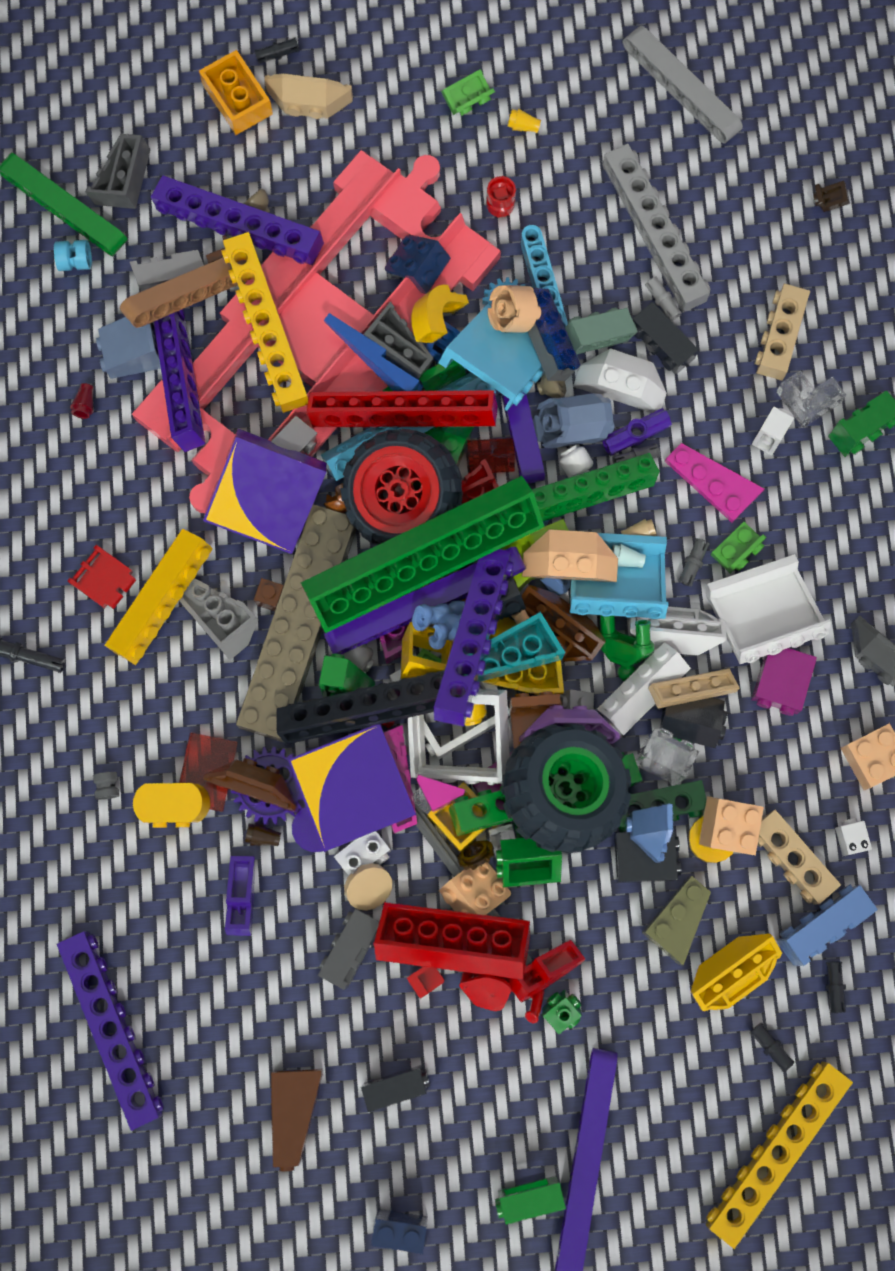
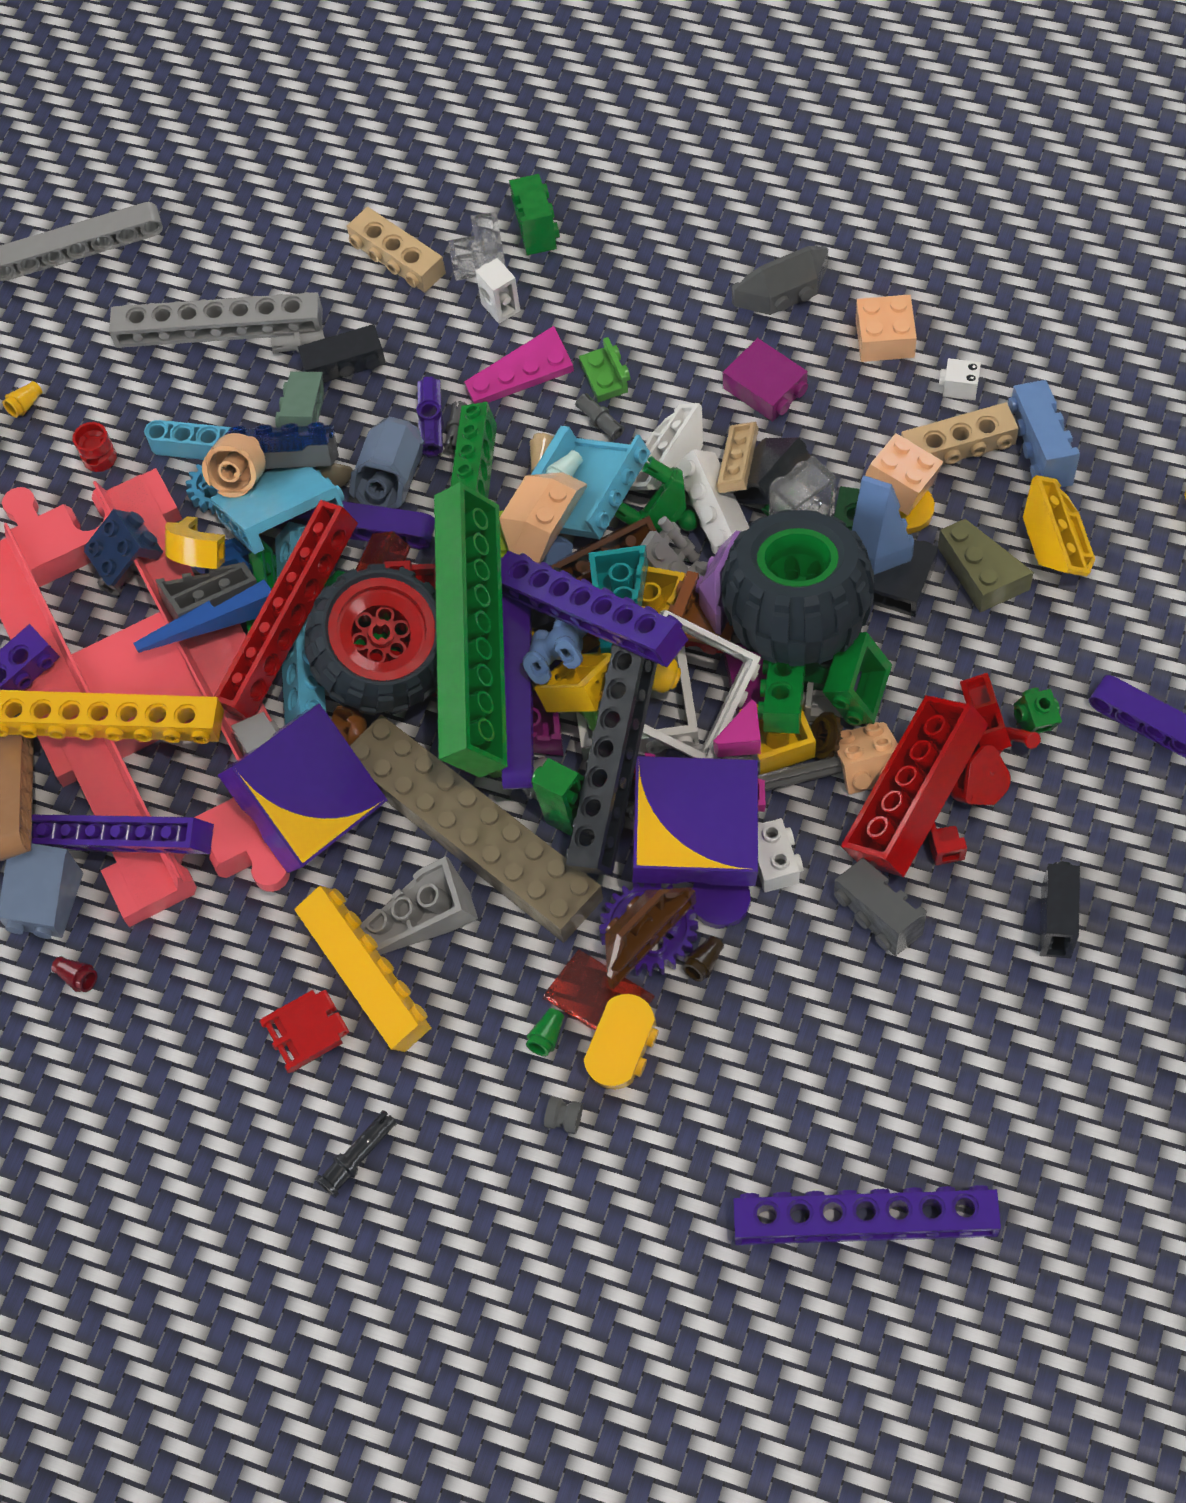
camera: 60 degrees left, 15 degrees down
(163, 746) = (545, 1033): none -> green cone
(240, 896) = (766, 1008): dark purple slope -> none
(268, 594) = (423, 844): reddish brown brick -> none
(293, 1106) = (1048, 1040): reddish brown slope -> none
(368, 887) = (814, 859): tan tile -> none
(575, 461) = (430, 481): white head -> none
(577, 666) = (661, 554): none -> light grey plate
(623, 380) = (364, 406): white wedge -> none
(766, 610) = (685, 364): white panel -> none
(772, 1047) = (1152, 531): black pin -> none
(831, 196) = (277, 157): dark brown bracket -> none
(835, 987) = (1111, 451): black pin -> none

